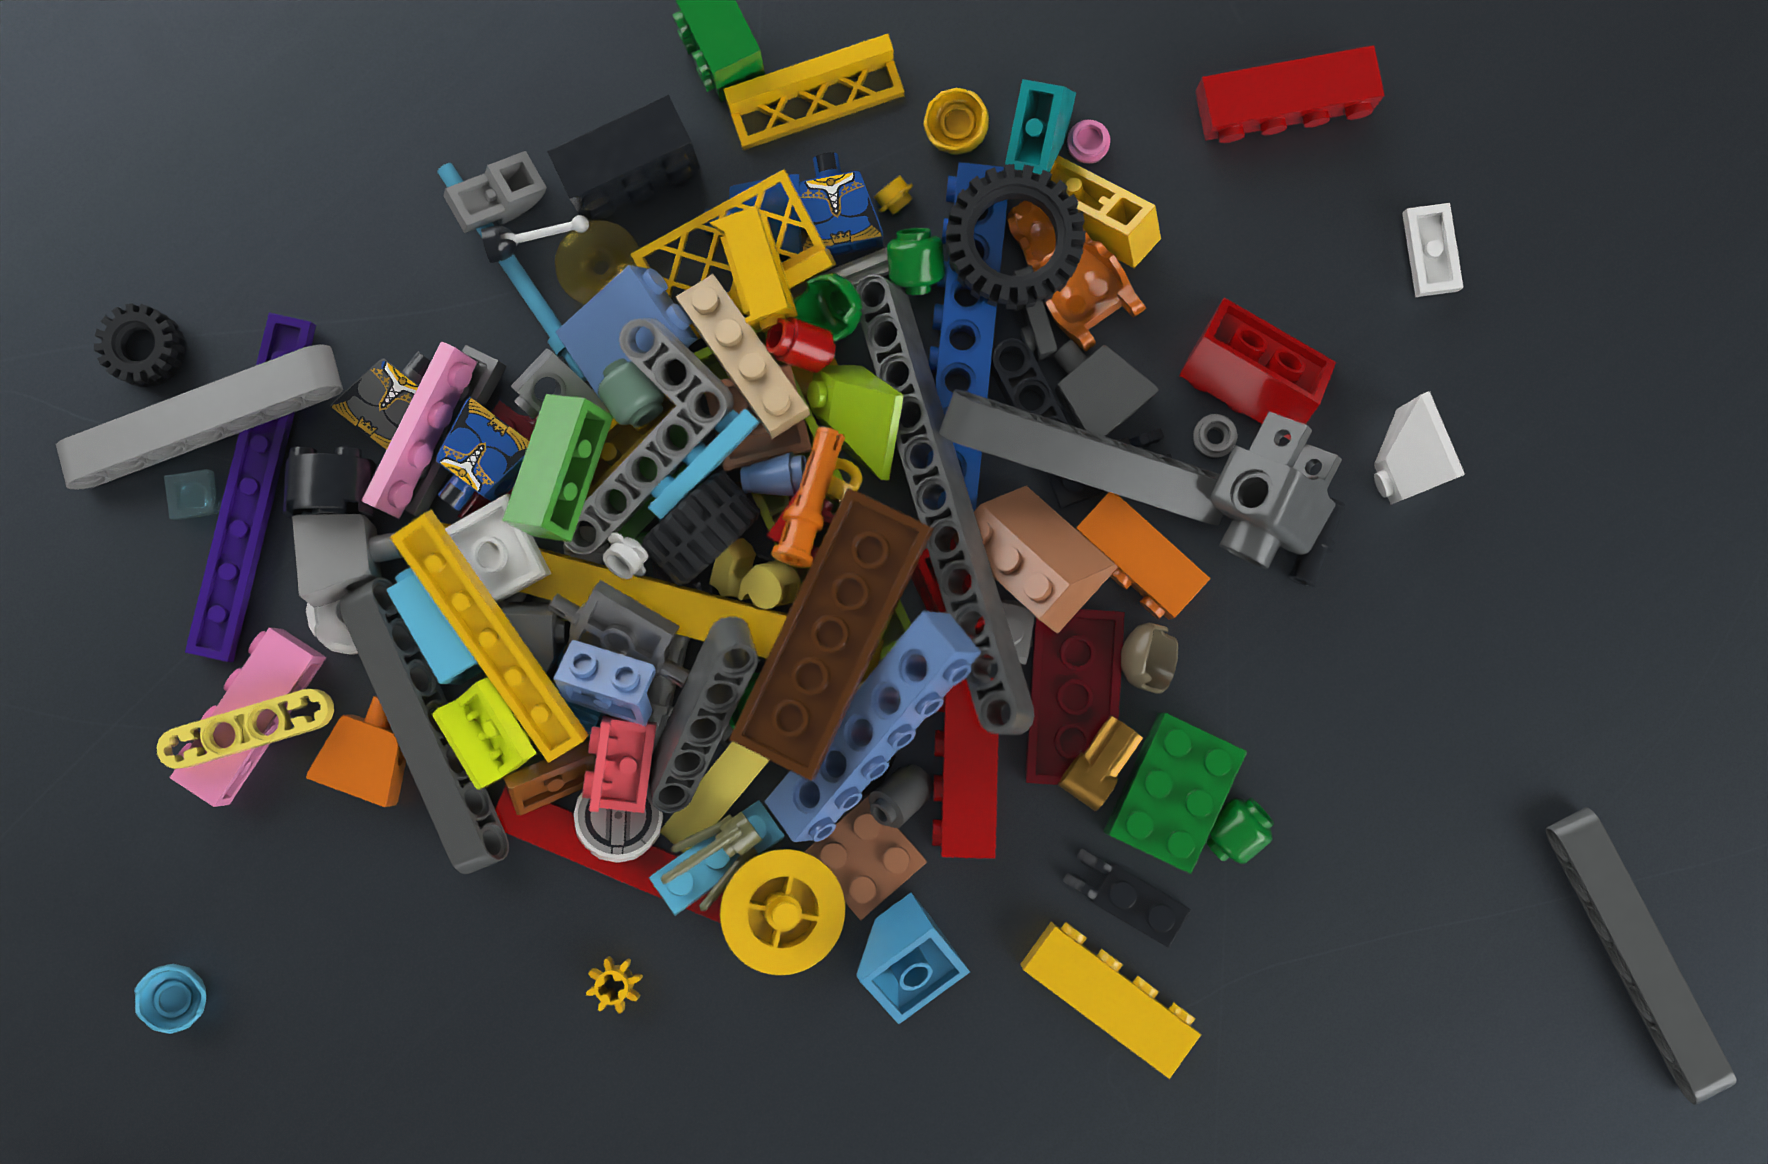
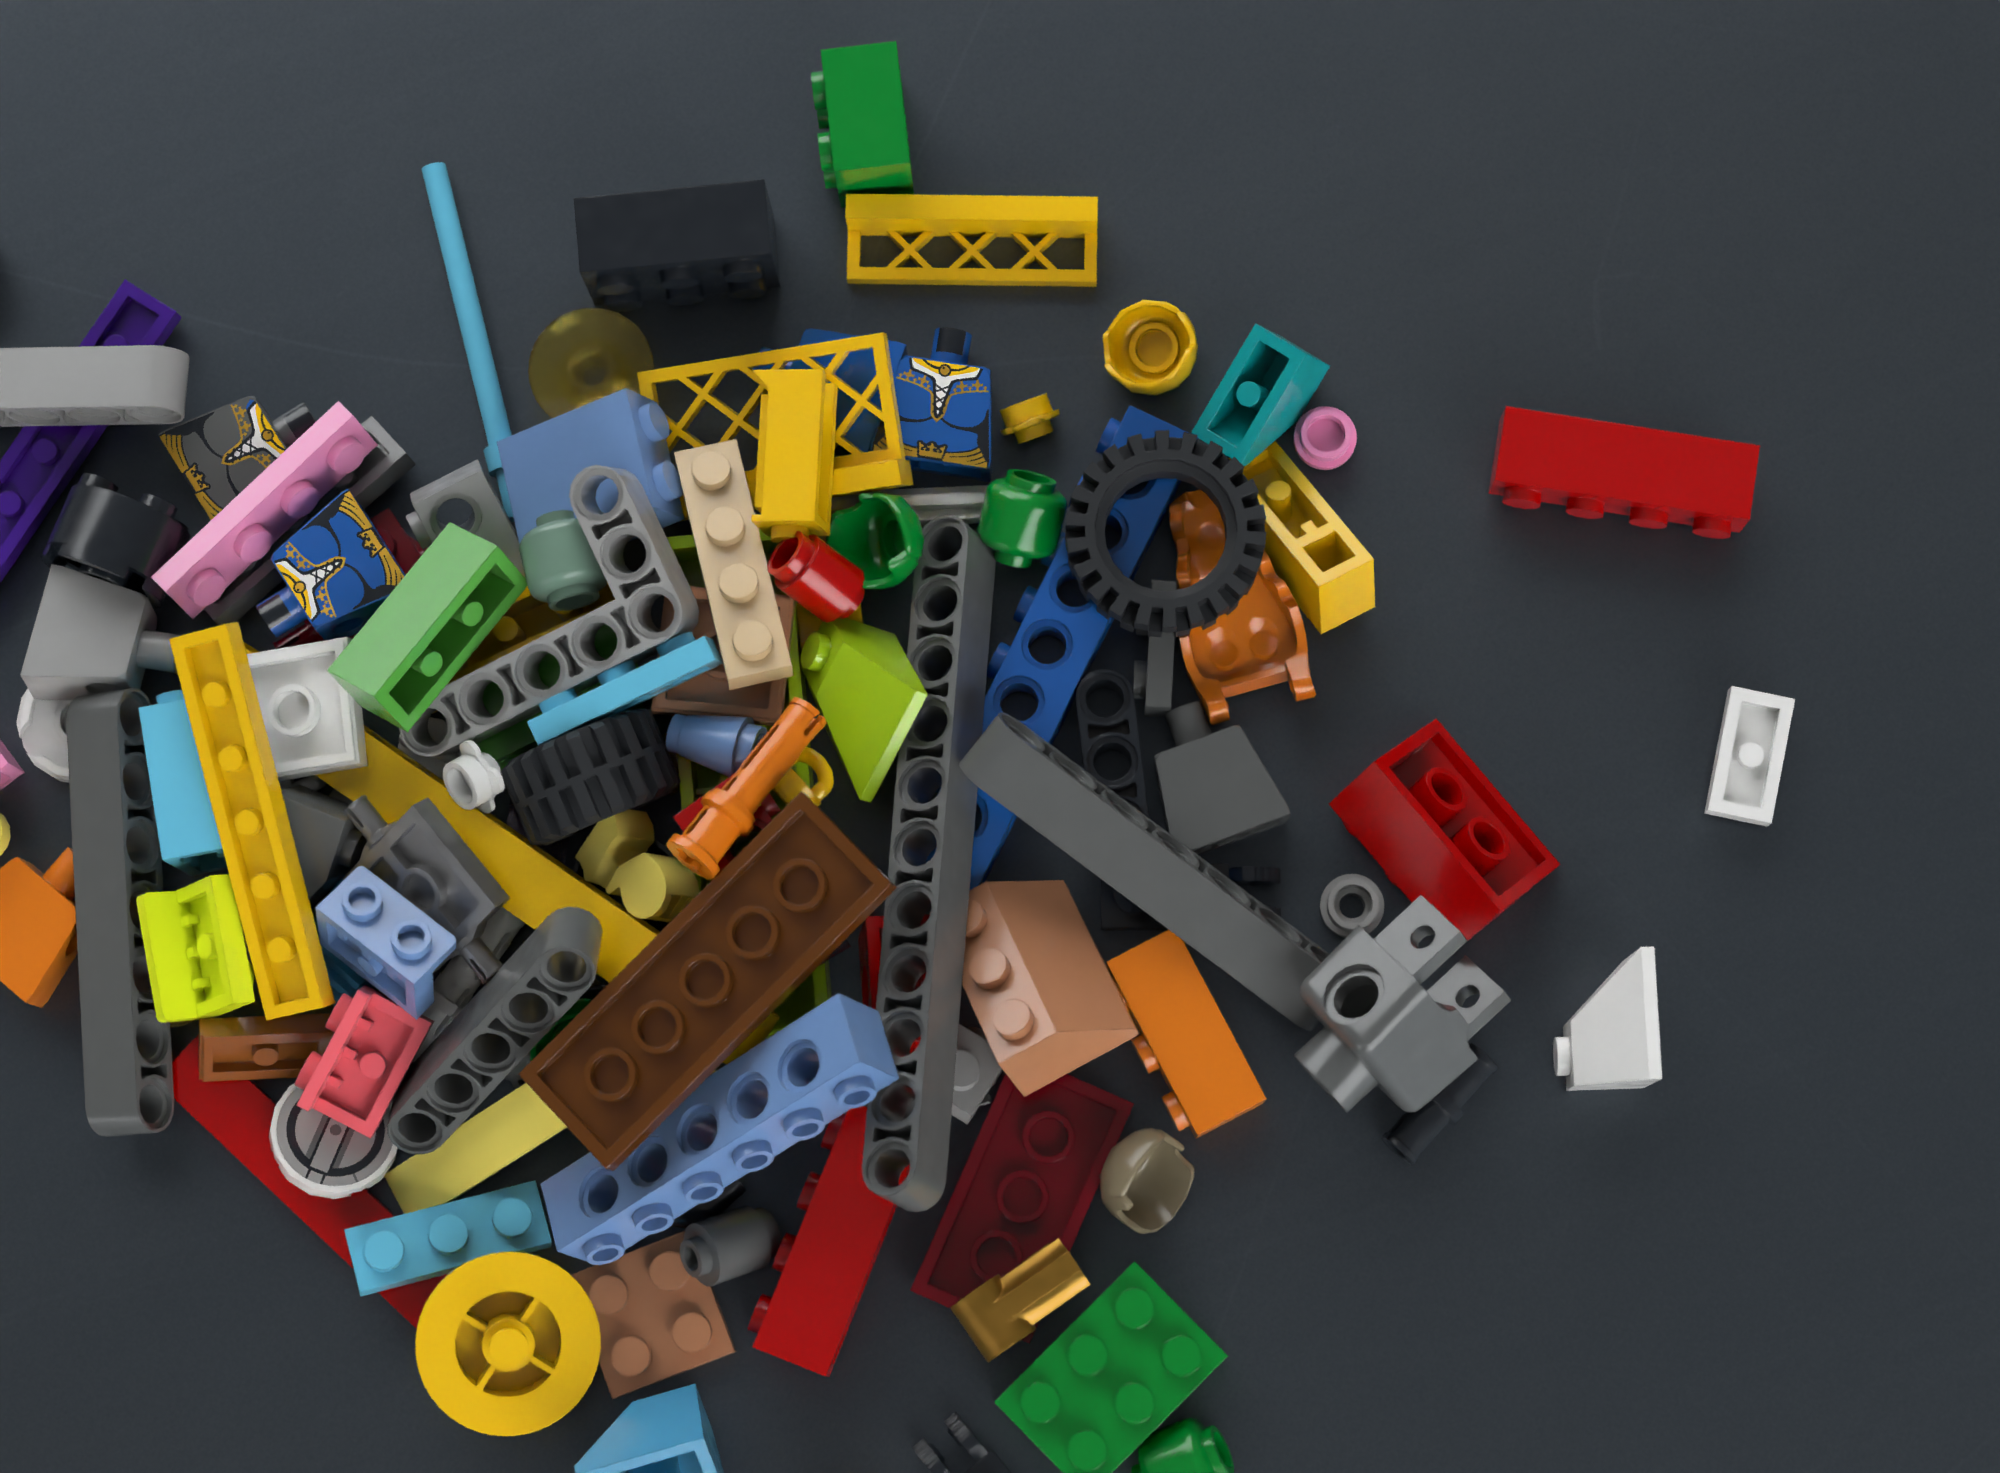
camera: 25 degrees right, 5 degrees down
(497, 195) = (490, 229): light grey brick -> none
(501, 242) = (470, 295): hinge -> none
(619, 973) = (232, 1376): yellow gear -> none
(733, 835) = (480, 1214): olive plant -> none

